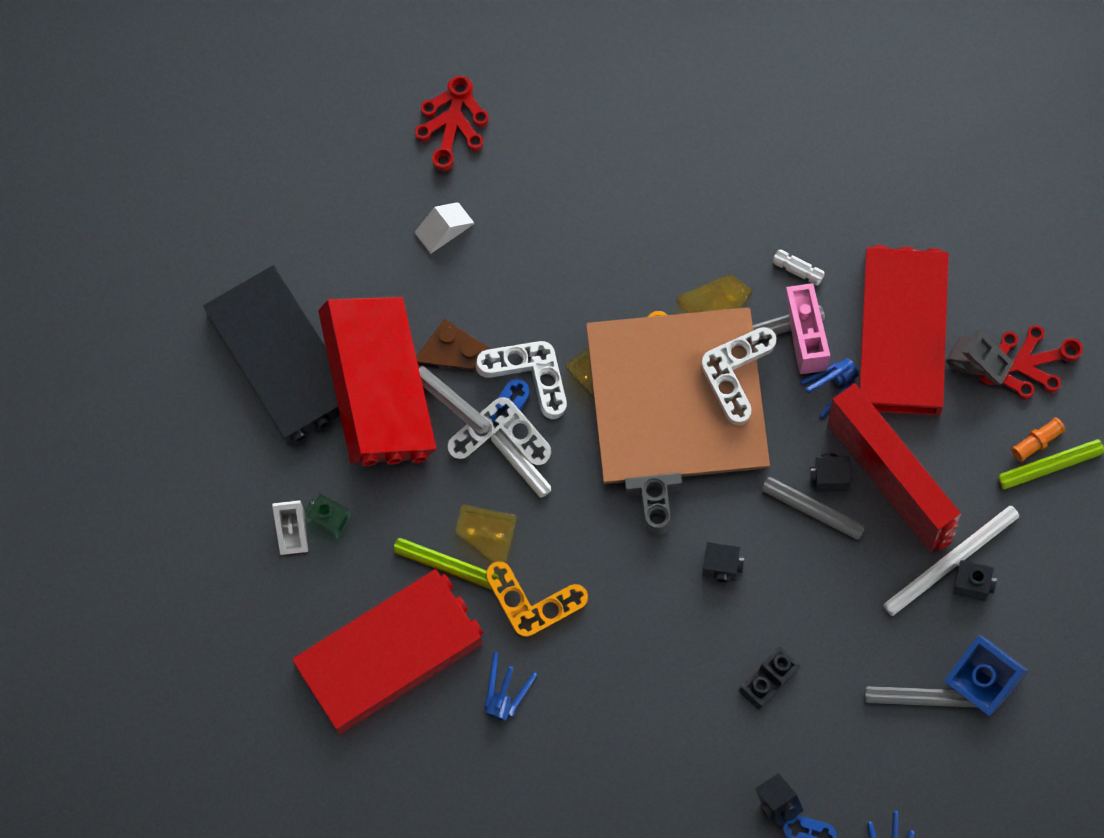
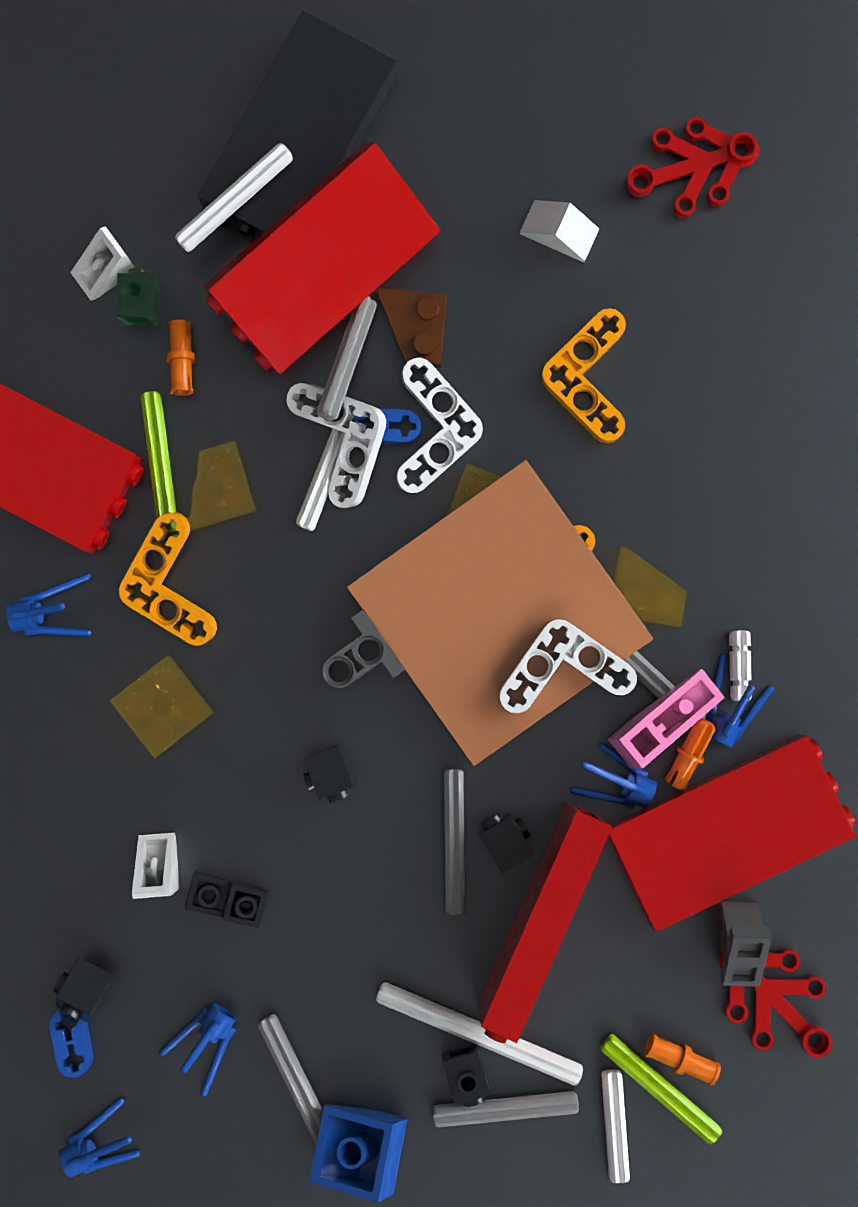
camera: 55 degrees right, 15 degrees up
(302, 412) = (234, 197): none -> white axle
(384, 511) = (180, 357): none -> orange pin
(543, 267) = (576, 368): none -> light orange beam
(614, 649) = (161, 706): none -> clear yellow plate
(721, 709) = (156, 866): none -> white slope
(834, 295) = (730, 727): none -> blue plant
(838, 326) = (690, 754): none -> orange axle
(853, 729) = (215, 1024): none -> blue plant
(1011, 570) = (506, 1109): none -> light grey axle
(1060, 505) = (615, 1126): none -> white axle

